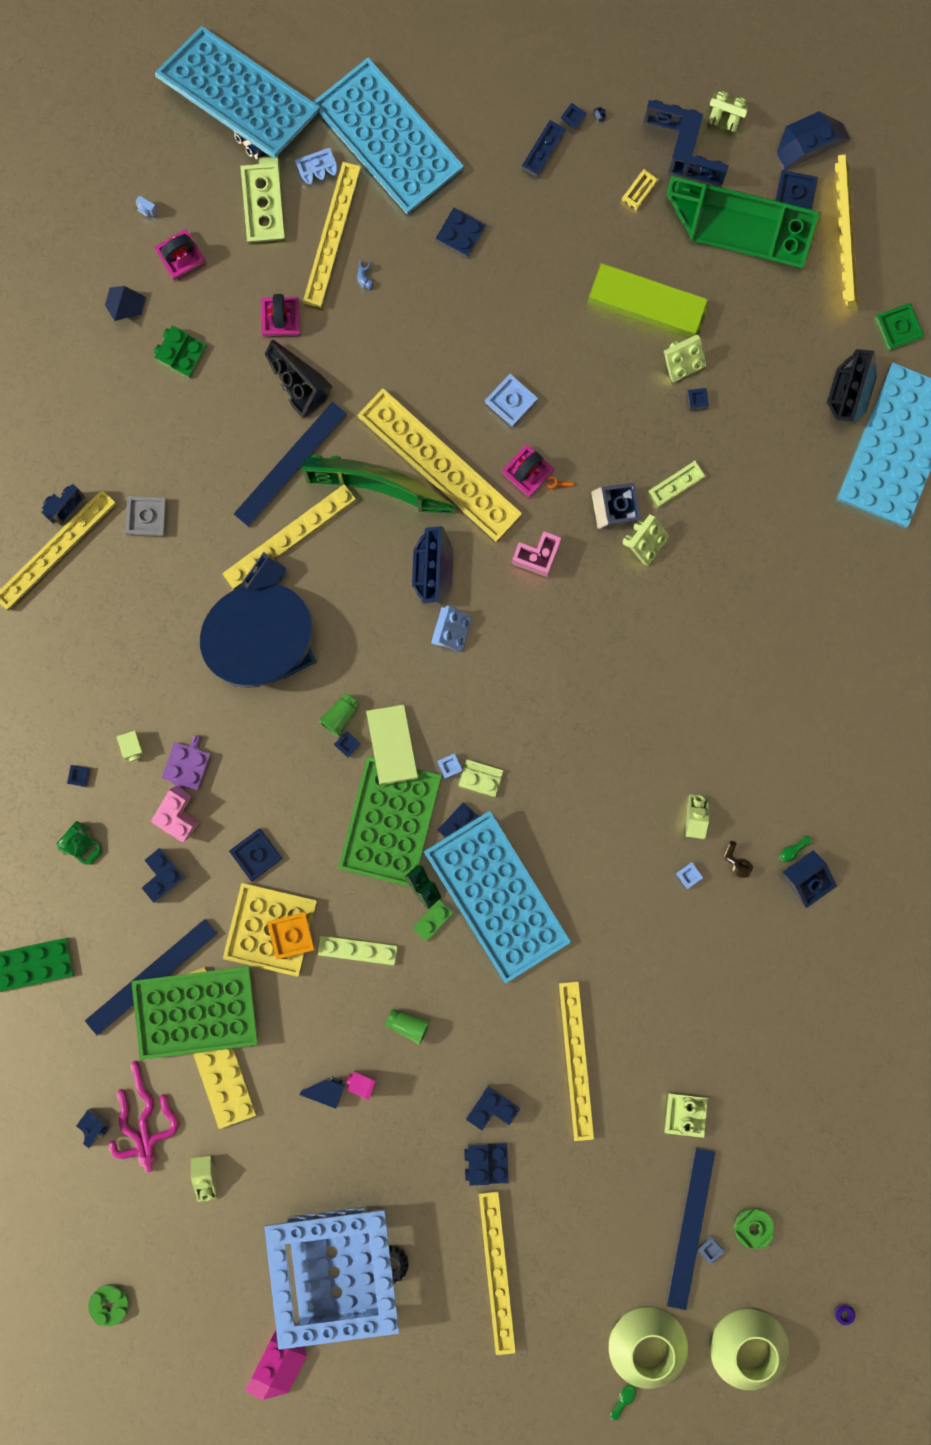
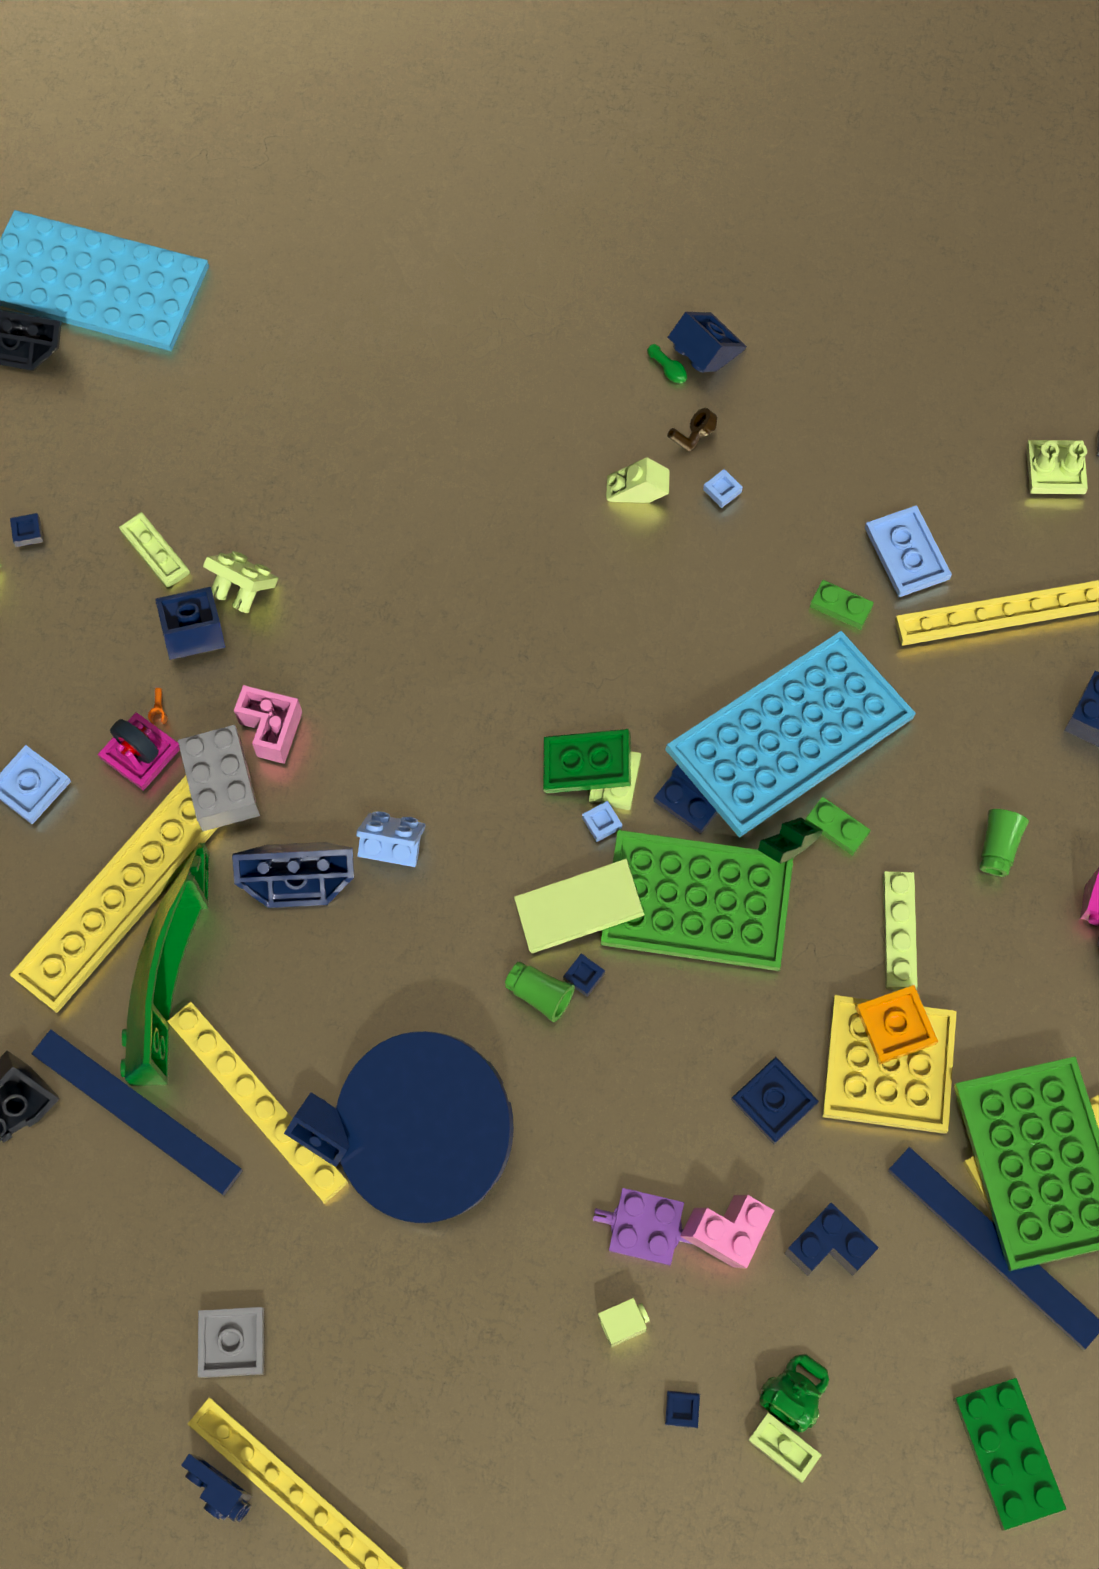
camera: 90 degrees left, 15 degrees down
(49, 832) = (784, 1447): none -> yellowish green plate
(491, 760) = (587, 761): none -> green tile
(498, 520) = (218, 778): none -> light grey brick
(593, 946) = (841, 604): none -> bright green plate
(628, 998) = (907, 551): none -> light blue plate

